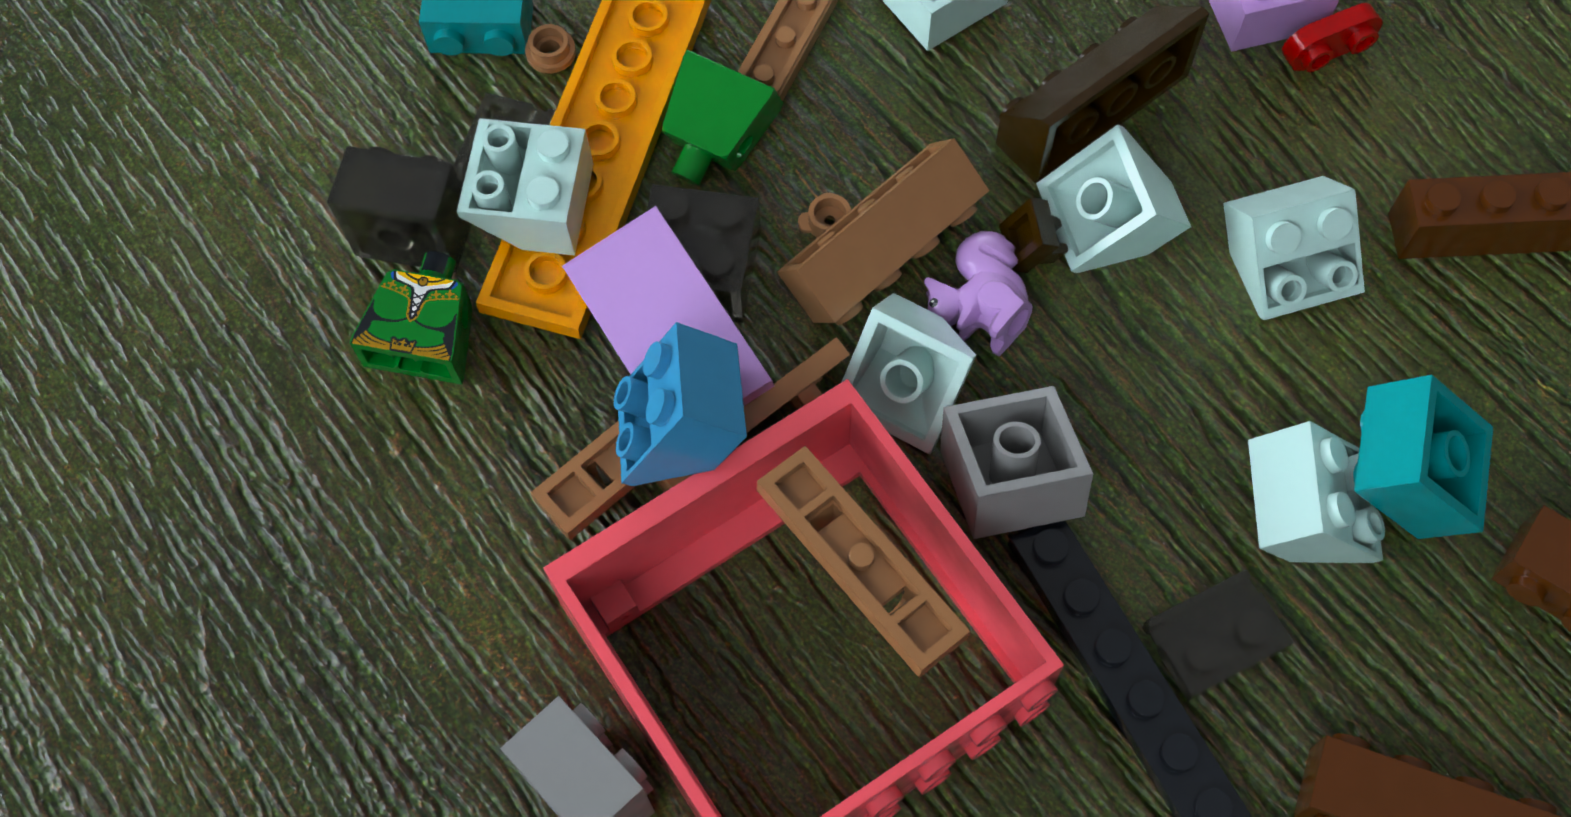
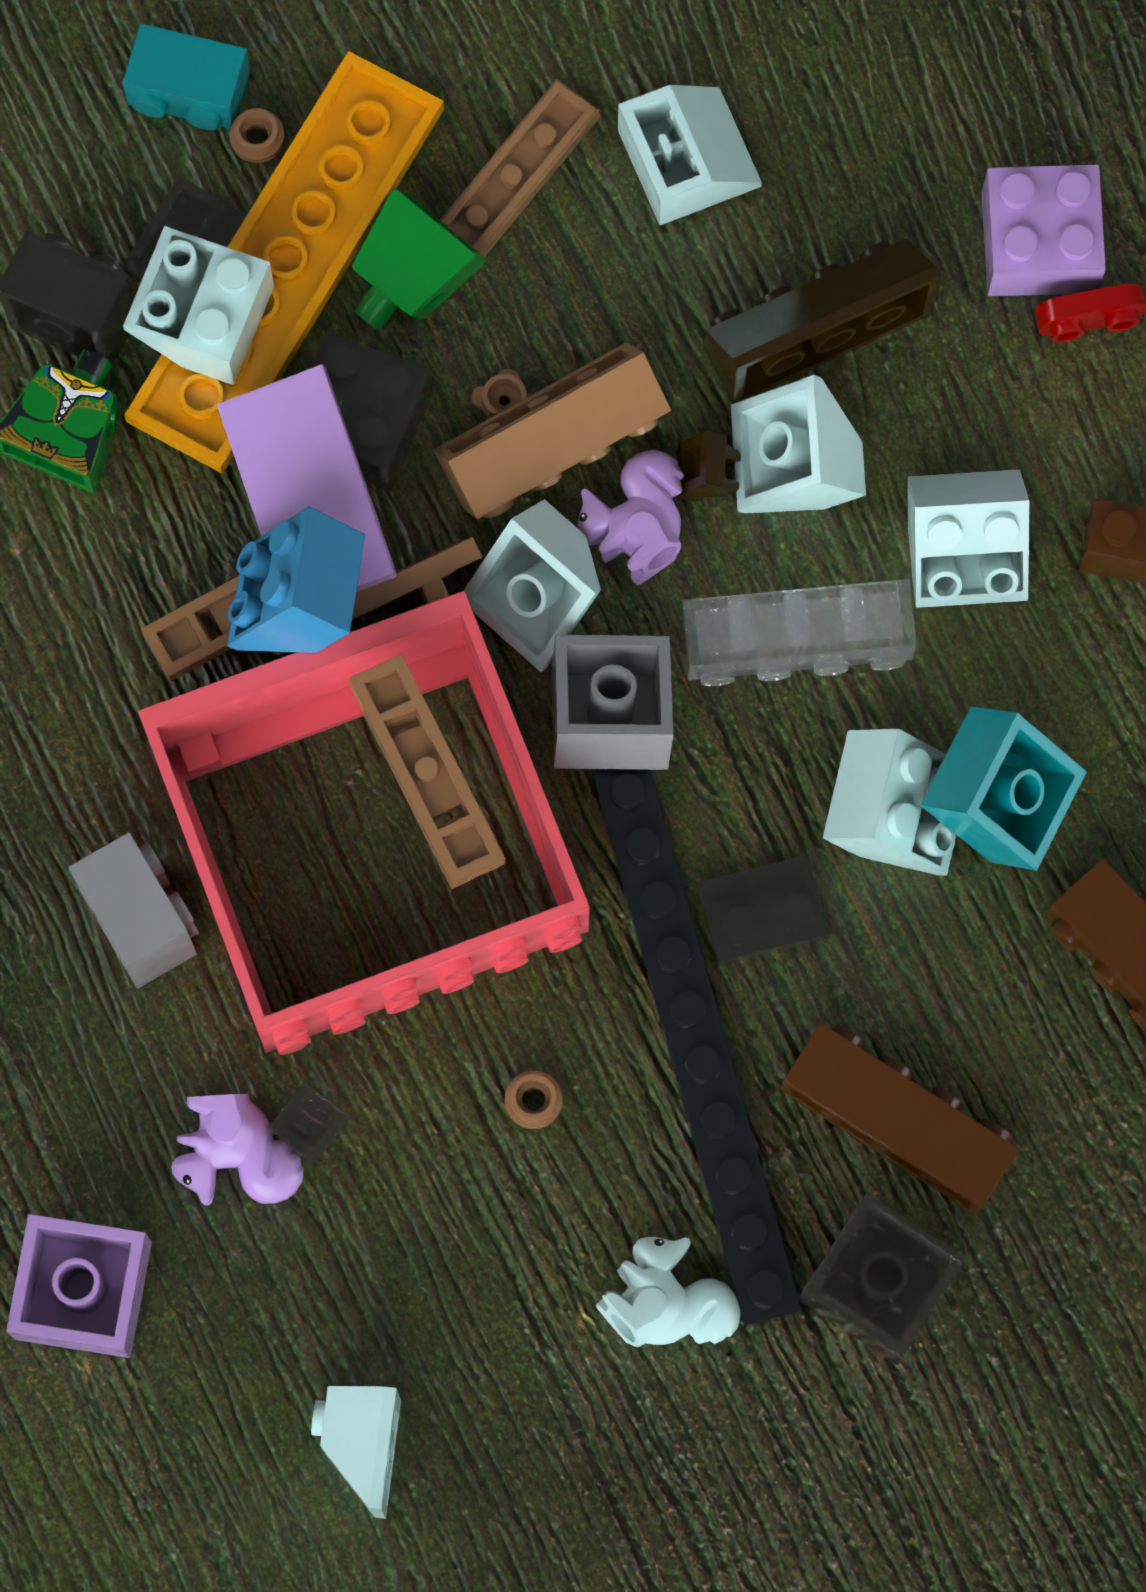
camera: 10 degrees right, 10 degrees up
(1168, 361) = (798, 631): none -> clear brick

